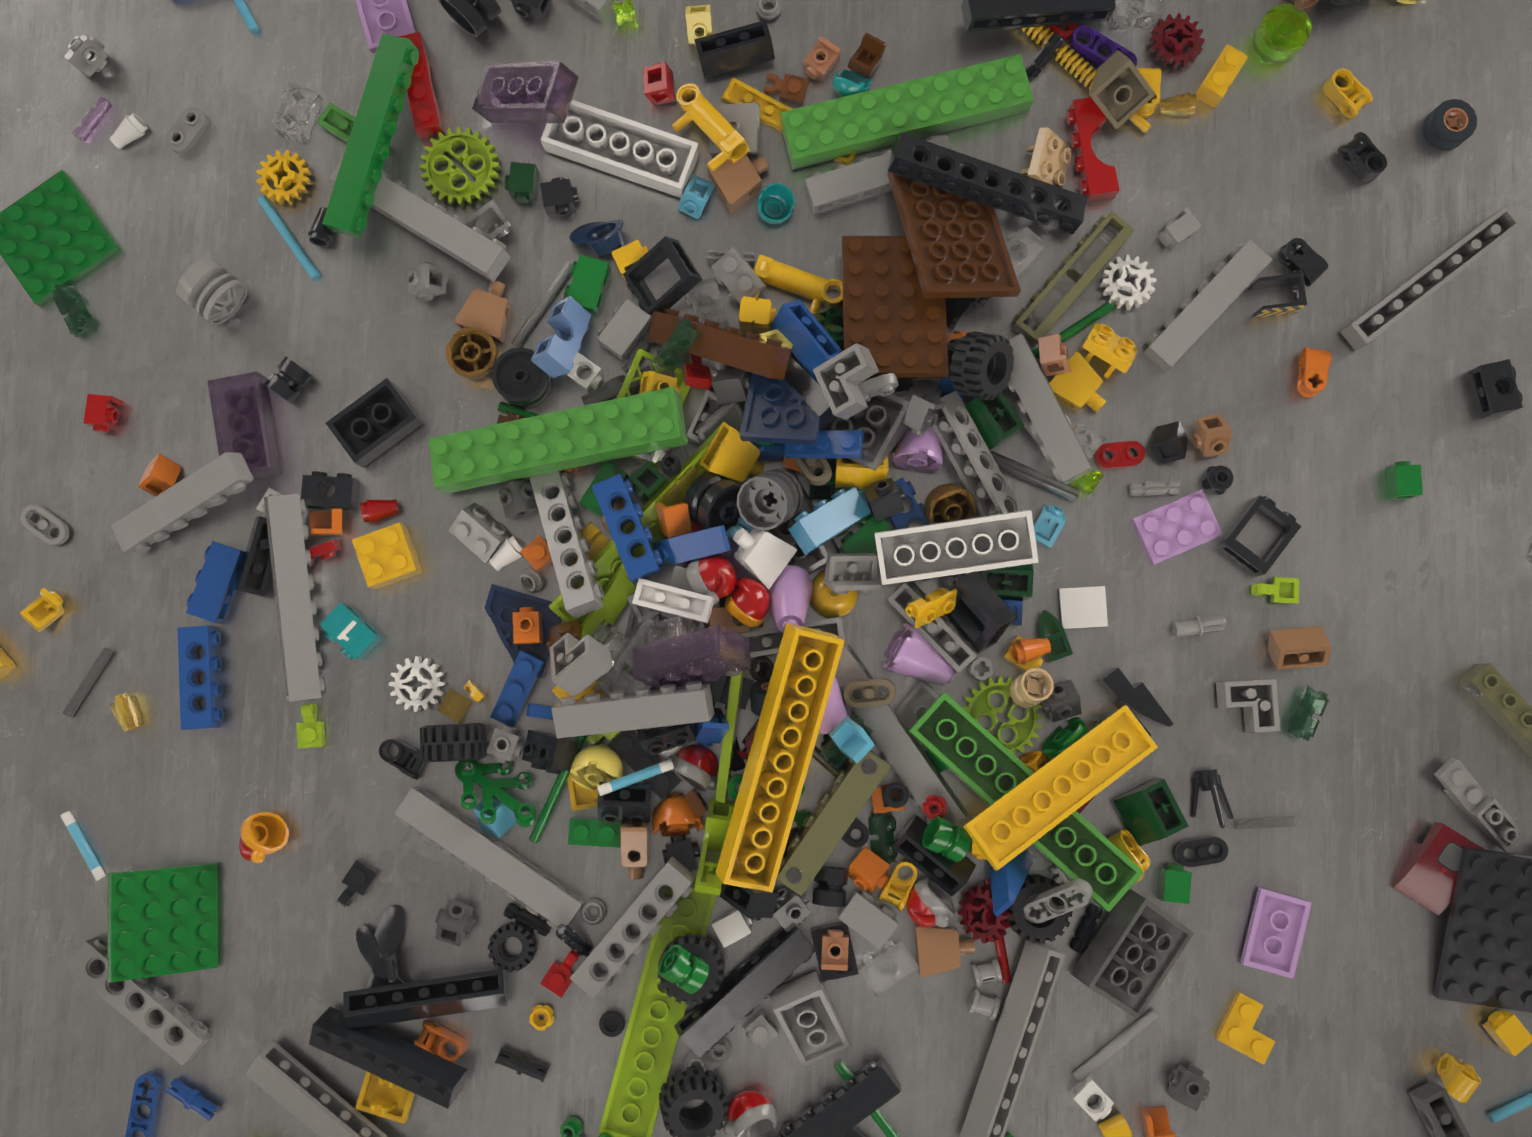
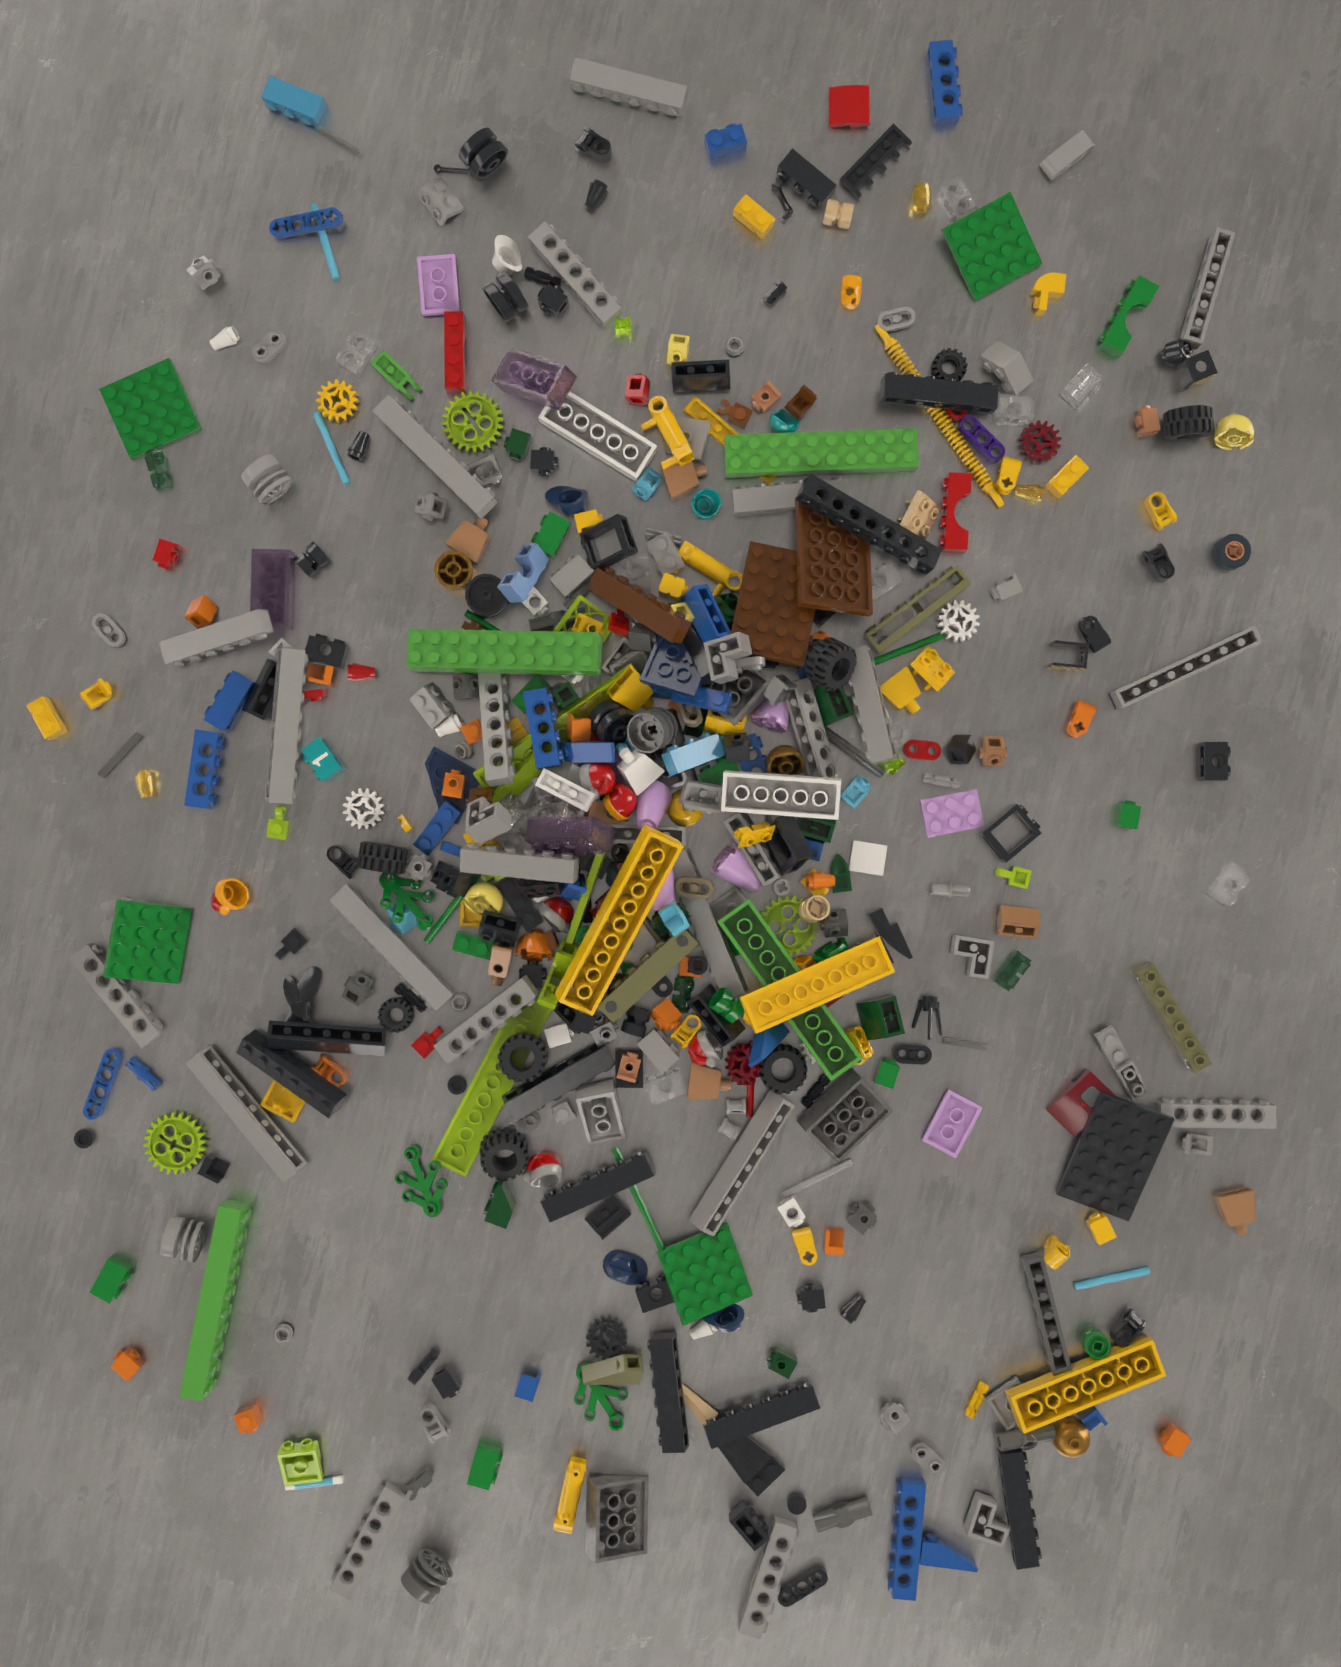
camera: 10 degrees right, 5 degrees up
(83, 845) = (95, 875): medium azure bar -> none
(92, 118) = (198, 322): clear purple axle -> none
(371, 136) = (411, 387): green brick -> none
(374, 423) = (370, 606): black brick -> none
(387, 556) = (360, 709): yellow brick -> none
(454, 705) = (388, 830): clear yellow tile -> none
(522, 1064) = (386, 1100): black pin -> none
(542, 305) = (514, 542): light grey bar -> none
(542, 1024) = (406, 1074): yellow plate -> none
(573, 940) = (441, 1019): black axle -> none
(635, 777) = (510, 912): medium azure bar -> none
(665, 463) = (581, 684): black pin -> none
(676, 346) = (607, 599): clear green hinge -> none
(683, 969) = (519, 1058): green wheel -> none
(936, 800) = (724, 975): red plate -> none
(1044, 55) = (936, 431): black axle -> none
(1053, 355) = (887, 665): nougat brick -> none
(1063, 892) = (802, 1060): light grey beam -> none
(1119, 89) = (984, 473): dark tan slope -> none
(1207, 306) = (1014, 651): light grey brick -> none
(1211, 481) = (984, 785): black brick -> none
(1238, 1032) = (908, 1187): yellow plate -> none
(1281, 34) = (1127, 446): clear neon green brick -> none

